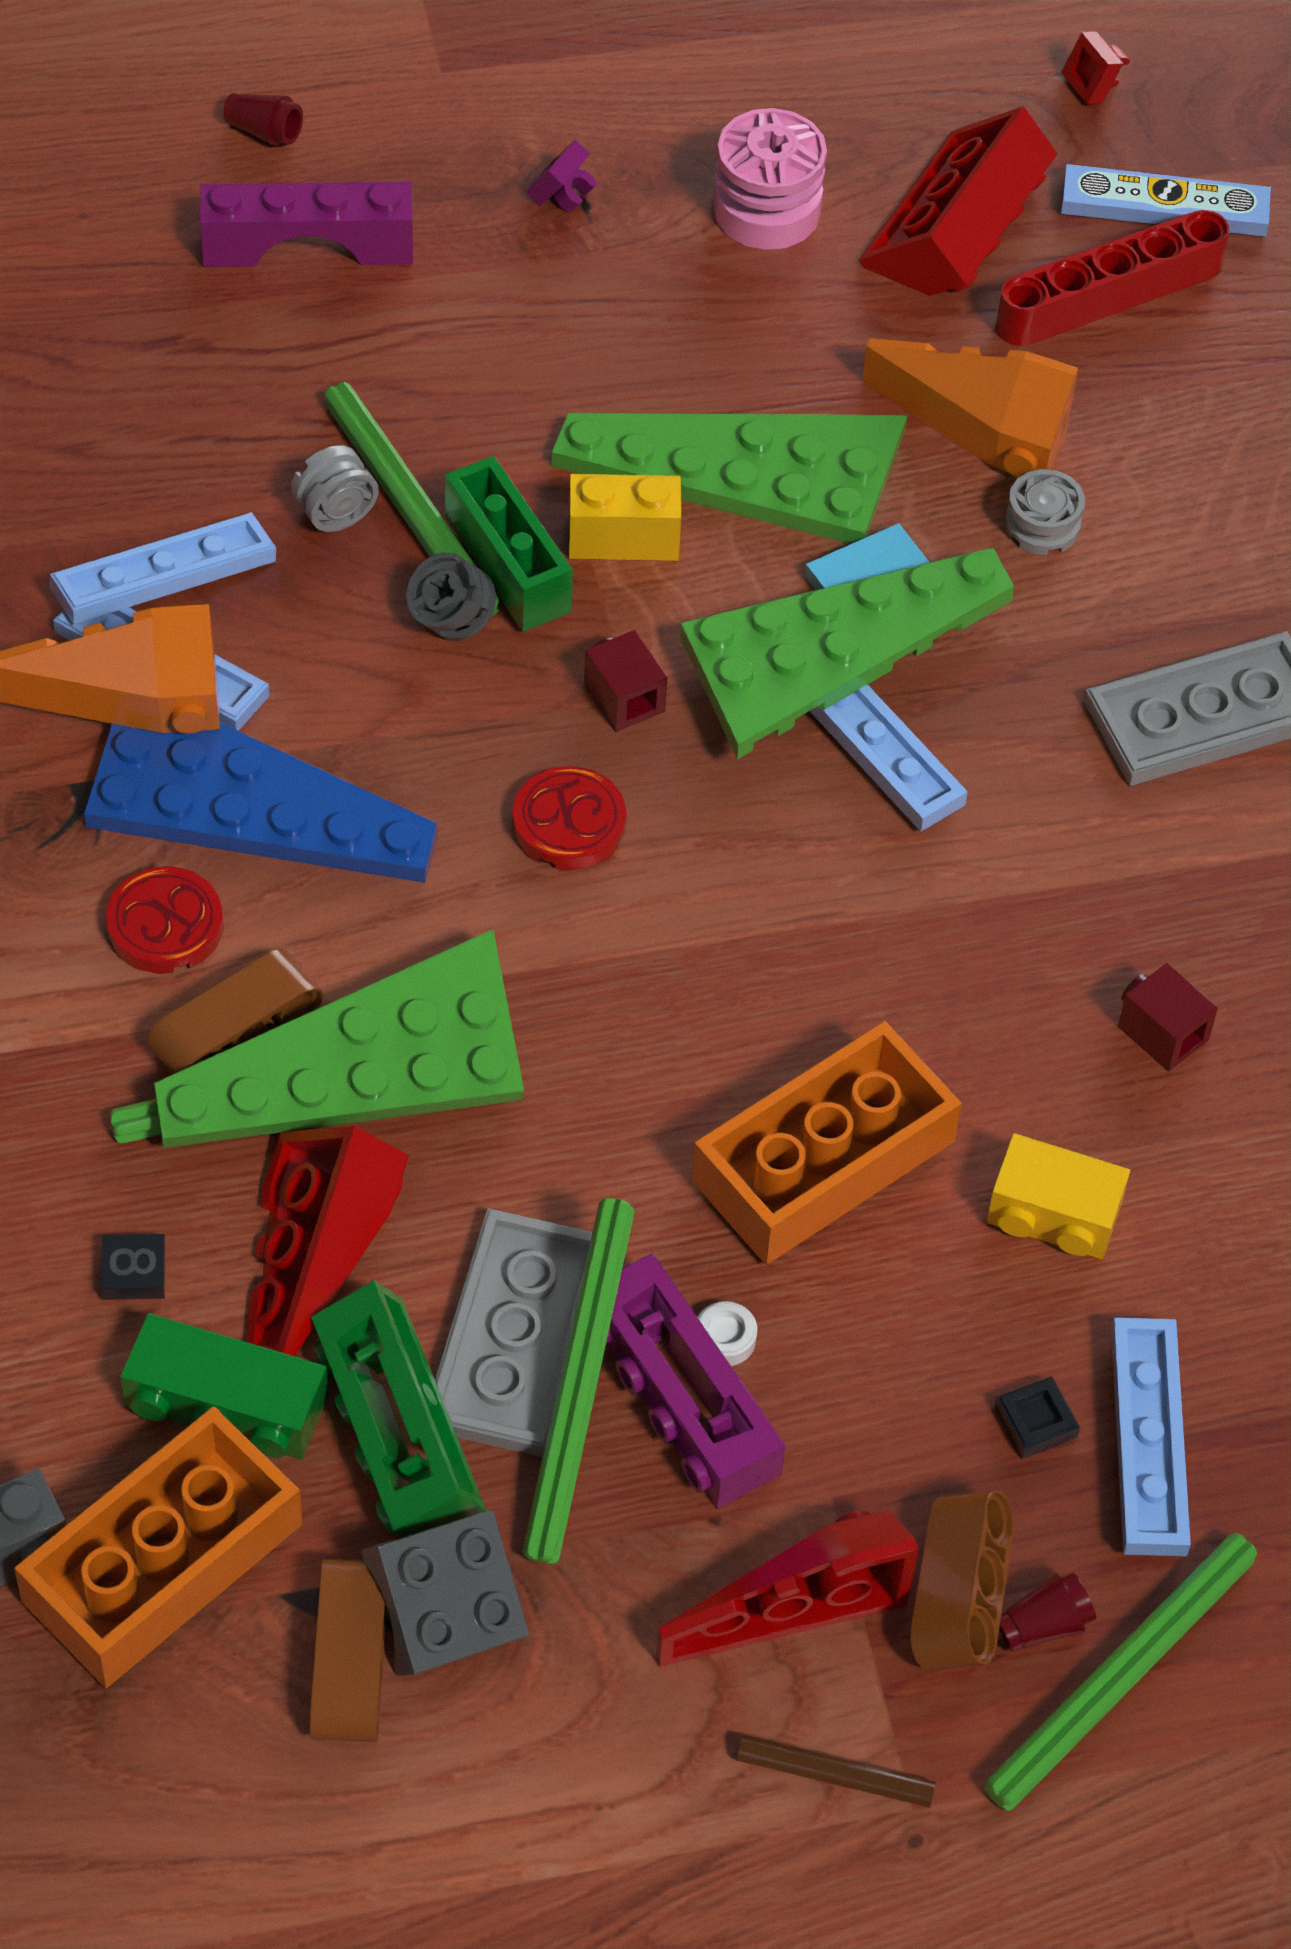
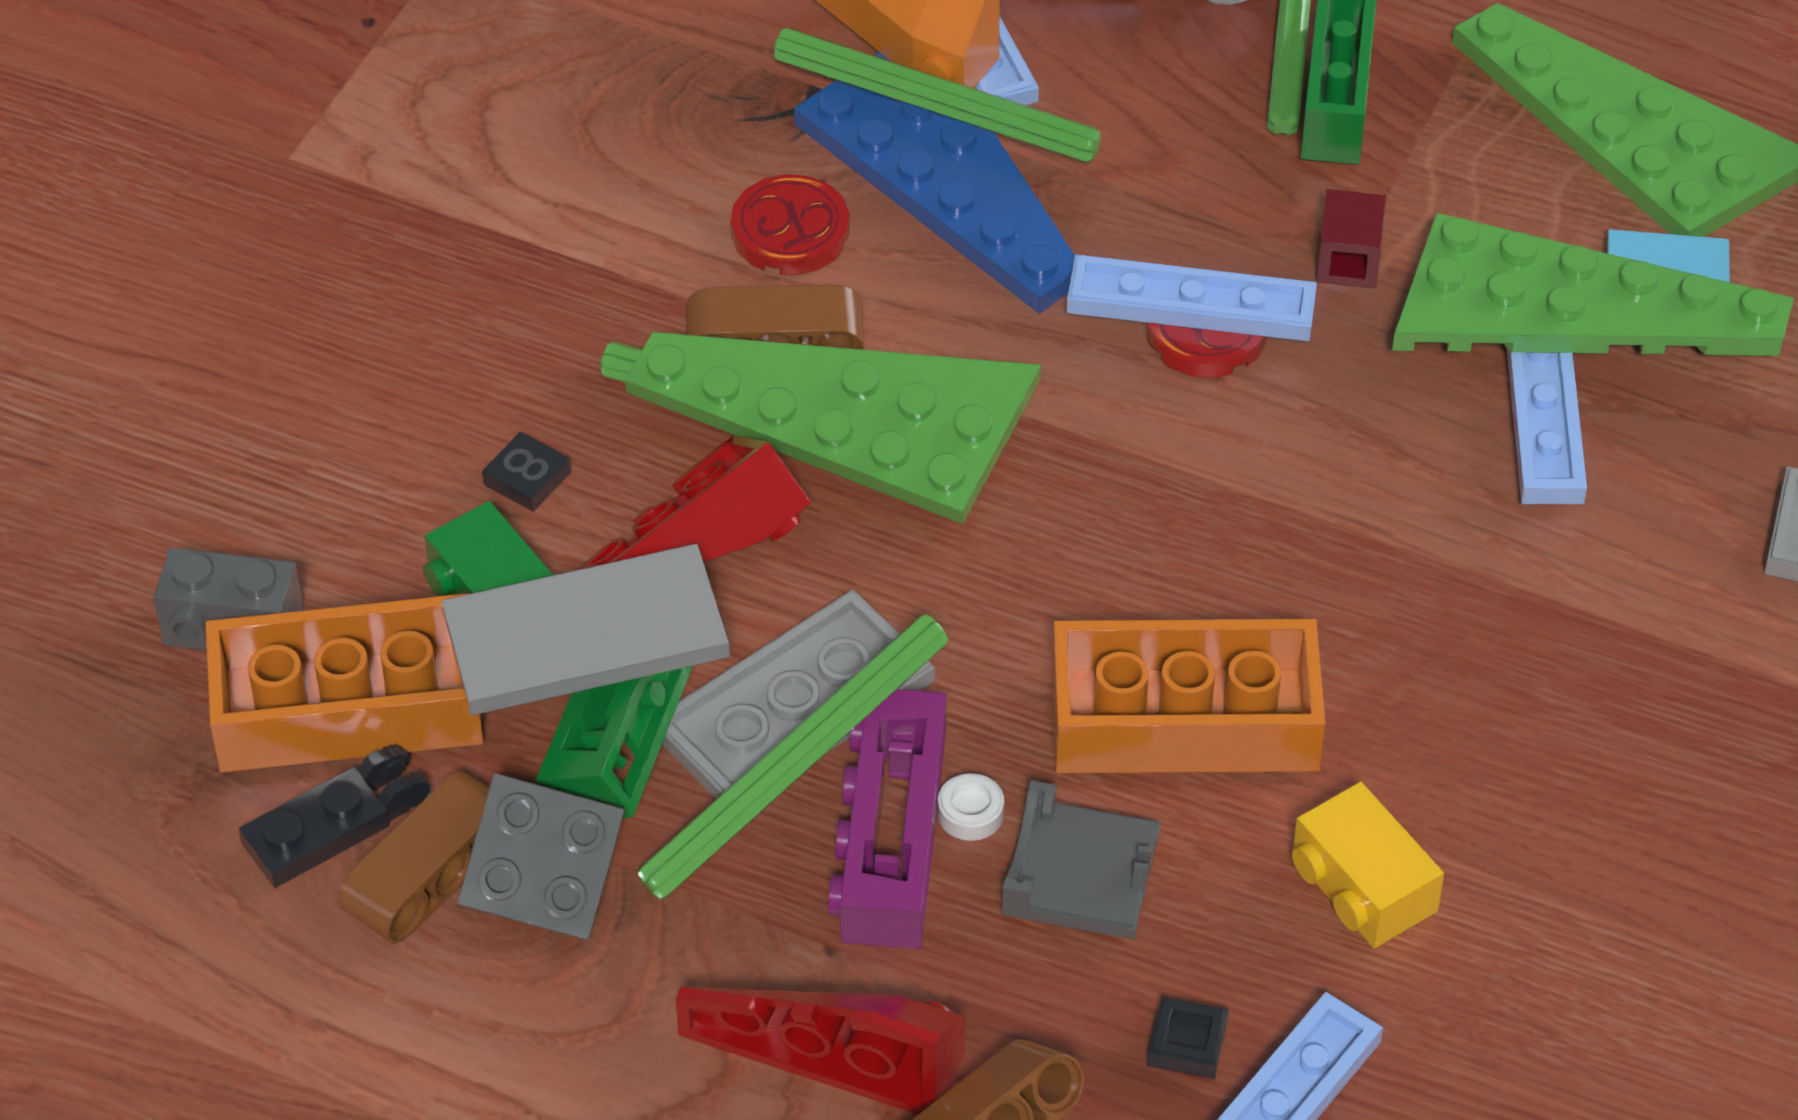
camera: 40 degrees right, 5 degrees down
(203, 738) = (938, 95): none -> bright green axle
(232, 1670) = (333, 816): none -> black hinge
(343, 1378) = (585, 629): none -> light grey tile
(449, 595) = (1251, 91): dark grey wheel -> none
(547, 802) = (1191, 297): none -> light blue tile
(624, 517) = (1468, 107): yellow brick -> none
(852, 1330) = (1079, 866): none -> dark grey piece
(1166, 1016) = (1610, 776): dark red brick -> none

